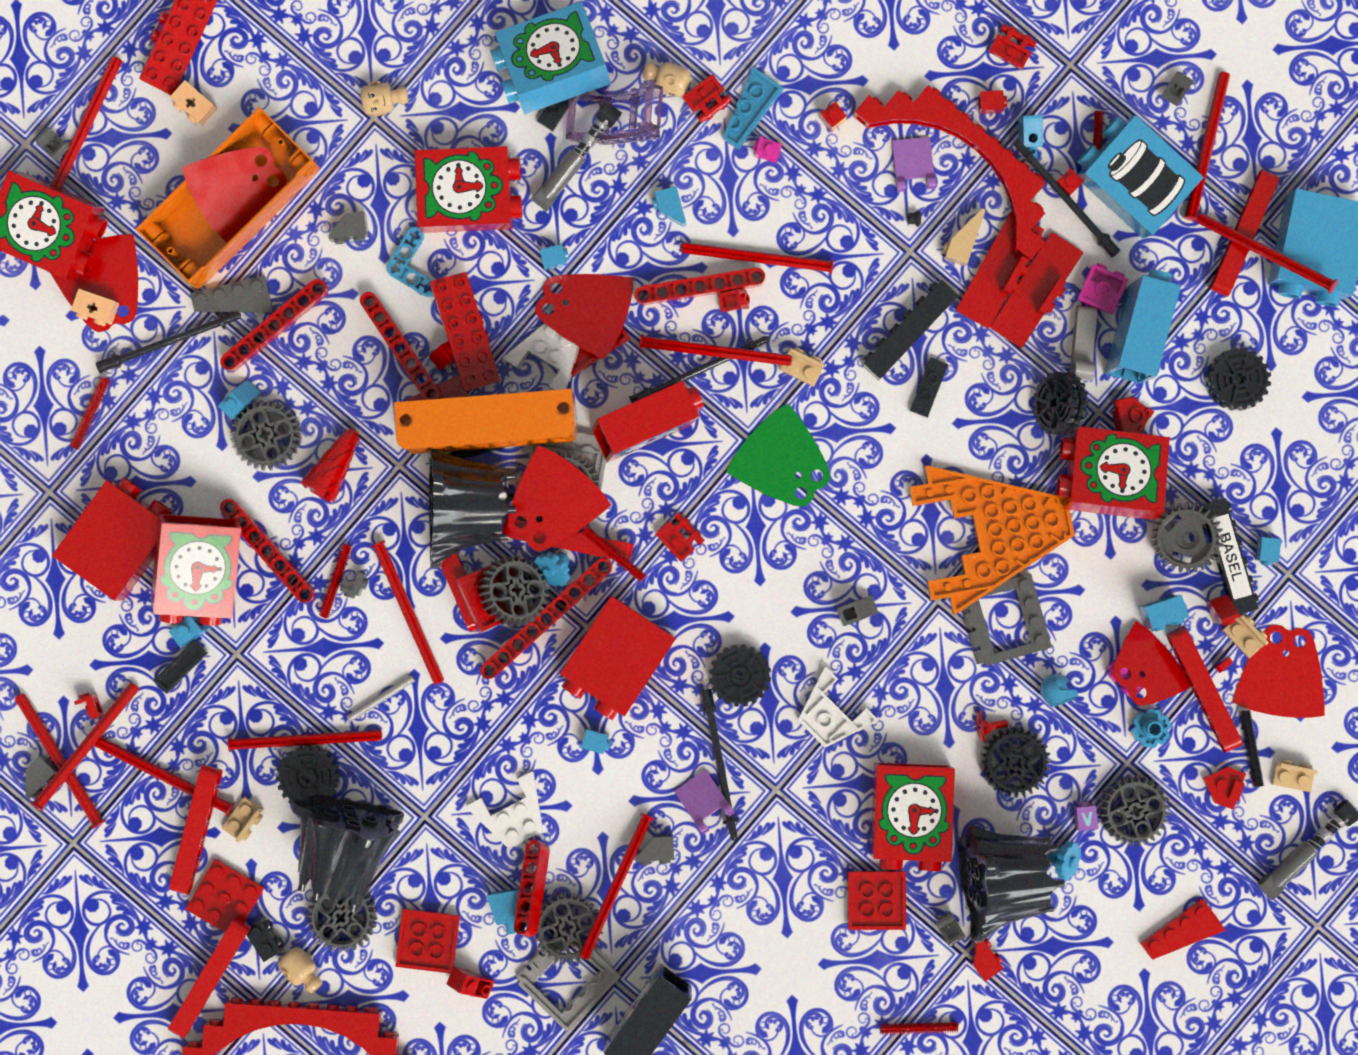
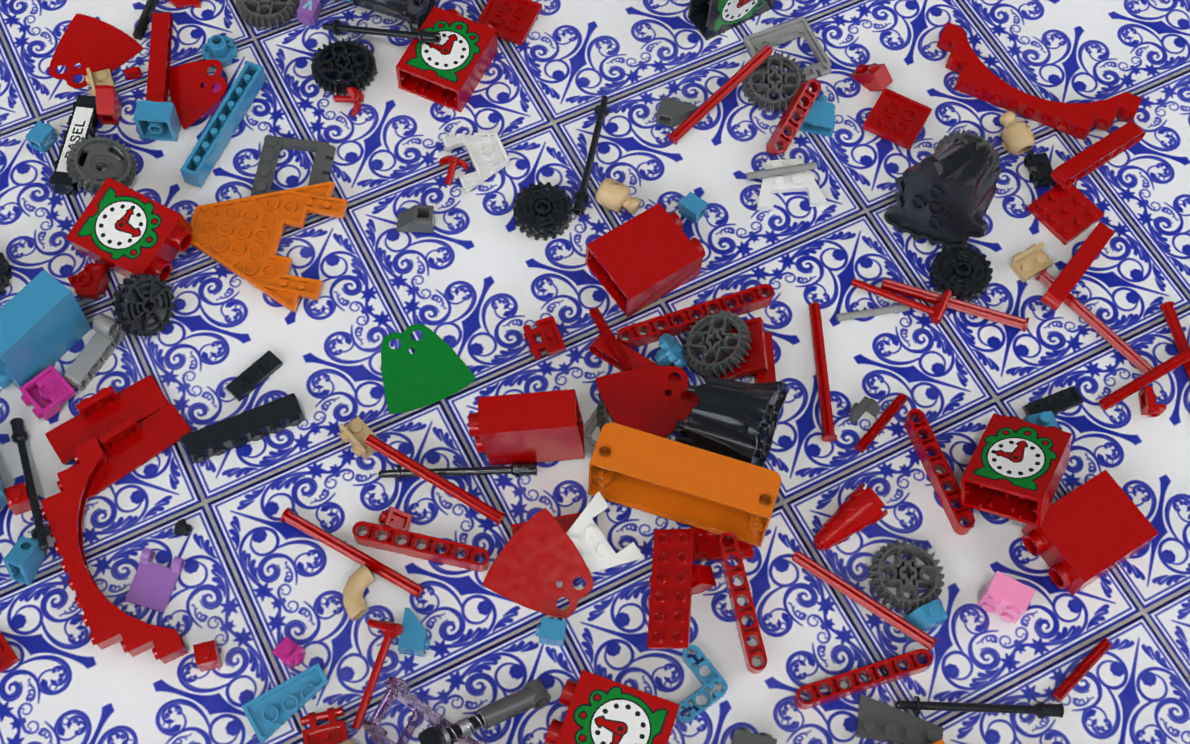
camera: 165 degrees left, 25 degrees down
(171, 446) = (1006, 597): none -> bright pink brick
(296, 396) = (864, 600): none -> red axle
(318, 718) = (935, 313): none -> red bar
(522, 820) = (781, 170): none -> light grey bar
(675, 720) = (616, 196): none -> tan piece
(688, 197) = (389, 630): none -> red bar
(702, 798) = (618, 133): medium lavender flag -> none
(738, 222) = (354, 590): none -> tan cylinder
(851, 692) = (453, 161): none -> red plant
(942, 812) = (423, 35): none -> black bar
(961, 245) = (148, 487): tan slope -> none
(992, 102) = (45, 606): red brick -> none
(1055, 690) = (280, 100): dark azure helmet -> none
(1097, 639) = (223, 124): none -> dark azure brick

